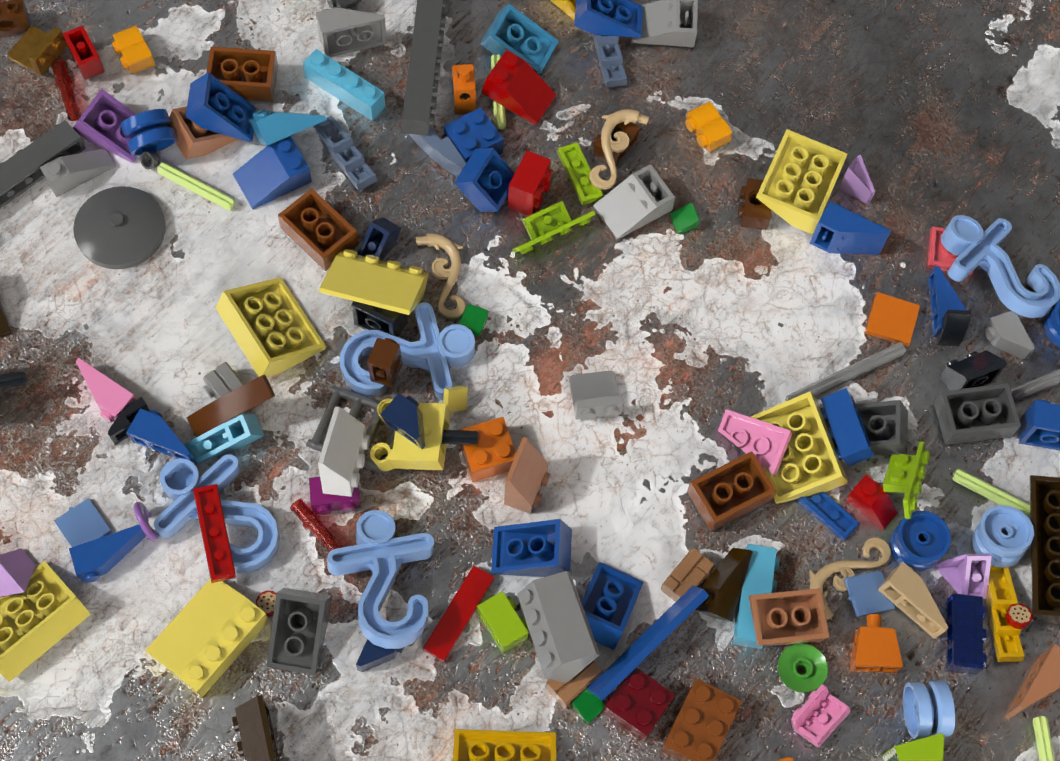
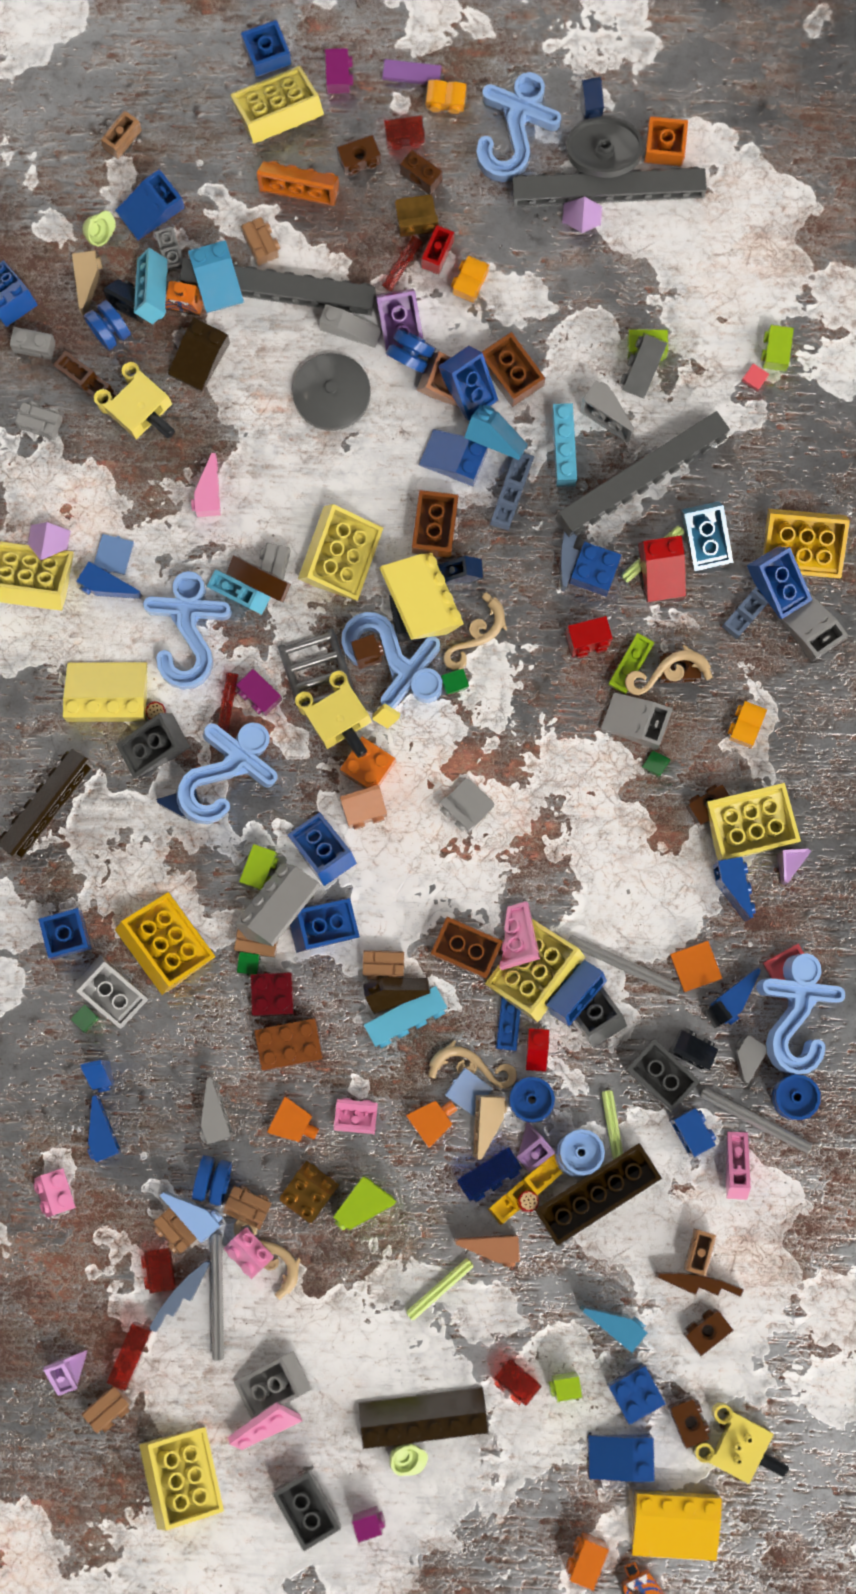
camera: 55 degrees right, 15 degrees up
(120, 426) = (195, 521): black slope -> none
(142, 515) = (142, 589): medium lavender head -> none
(150, 156) = (396, 367): dark grey hinge -> none
(153, 432) = (207, 548): blue slope -> none
(196, 186) = (403, 414): yellowish green axle -> none
(214, 533) = (169, 641): red tile -> none
(342, 454) = (282, 677): white slope -> none
(405, 418) = (335, 699): dark blue slope -> none
(458, 613) = (243, 835): red tile -> none
(463, 82) = (631, 528): orange torso -> none
(485, 180) = (565, 604): blue brick -> none
(548, 222) = (571, 673): lime bracket -> none
(647, 642) = (313, 970): blue tile -> none
(789, 617) = (402, 1048): nougat slope -> none
(802, 656) = (376, 1072): bright green dish -> none
(905, 476) = (569, 1058): lime bracket -> none
(928, 709) = (412, 1183): light blue wheel -> none

